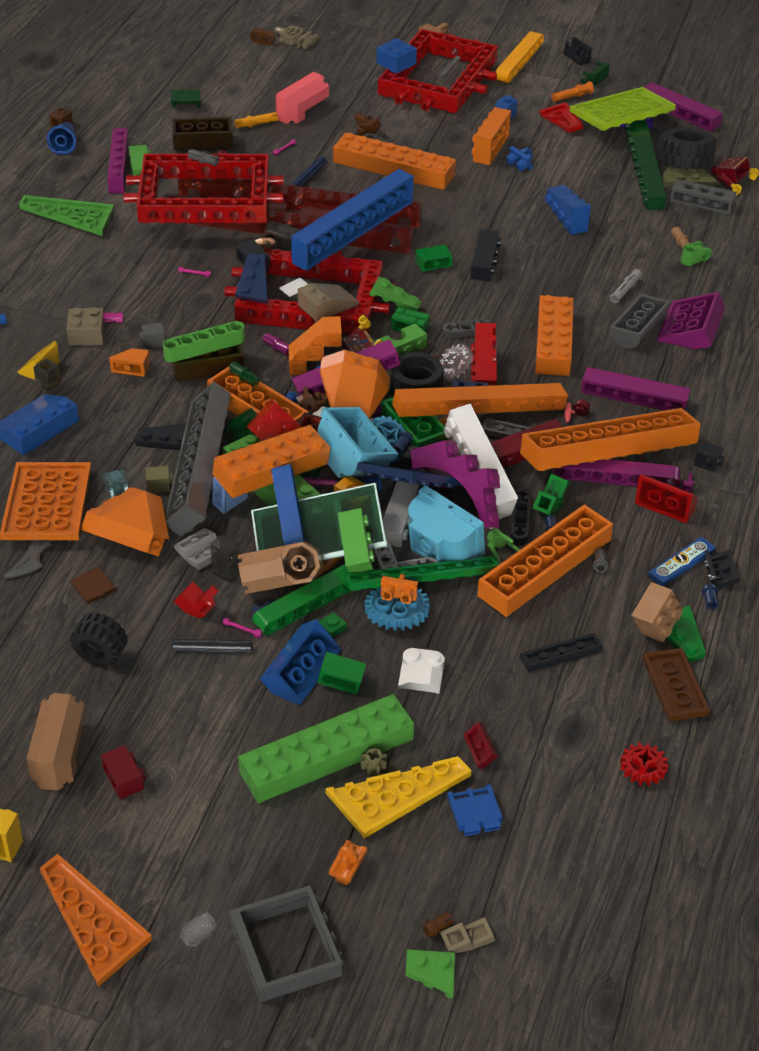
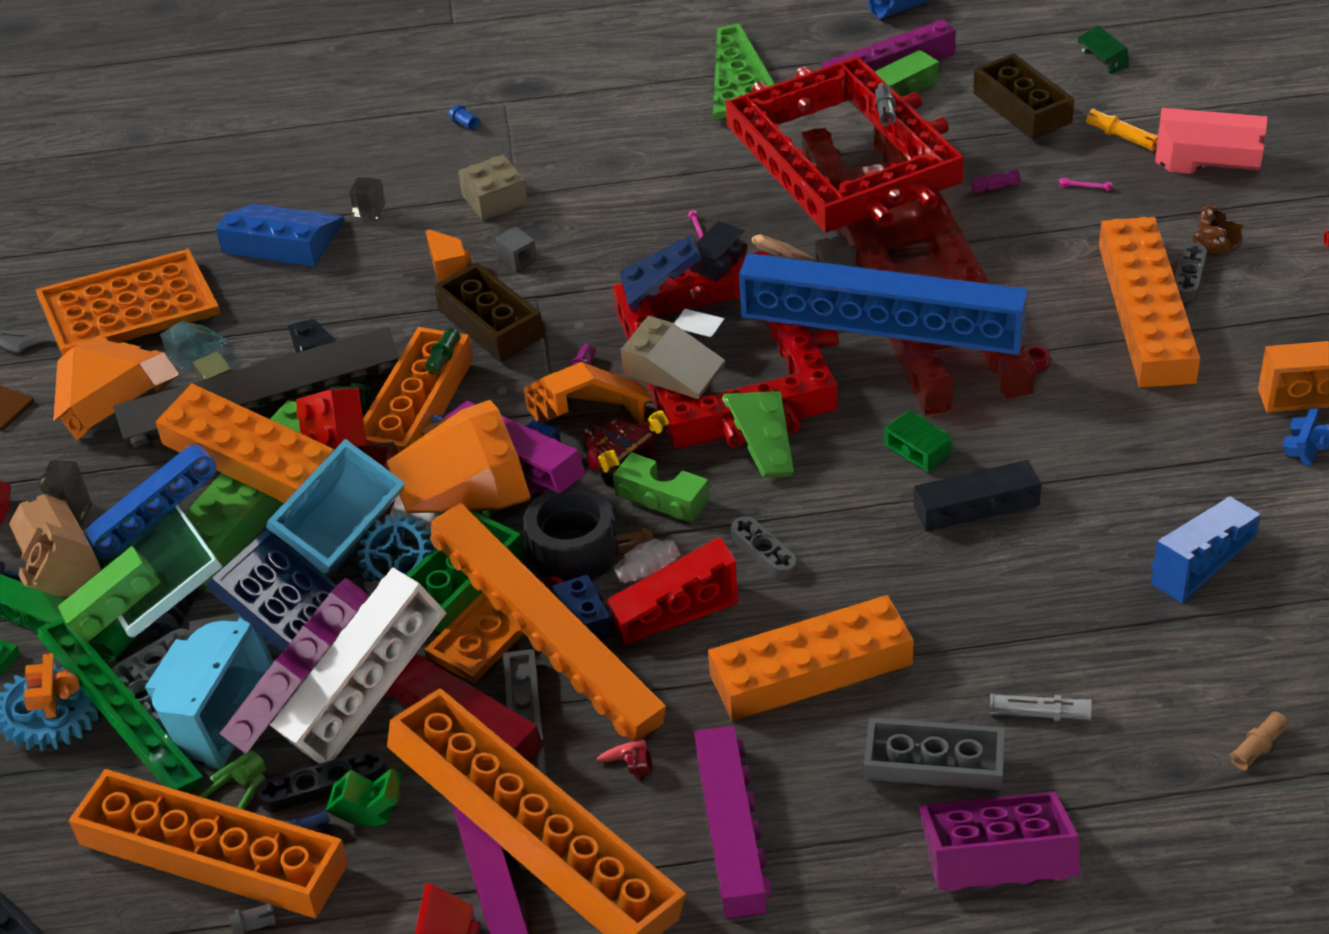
camera: 70 degrees right, 0 degrees up
(49, 352) = (401, 185): yellow slope -> none
(111, 317) = (536, 200): dark pink axle -> none
(197, 548) = (107, 470): light grey slope -> none
(203, 341) = (487, 286): bright green beam -> none
(307, 174) = (1025, 232): dark blue axle -> none
(404, 439) = (380, 569): dark blue pin -> none
(405, 317) = (726, 478): green brick -> none
(695, 253) = (1228, 772): bright green piece -> none

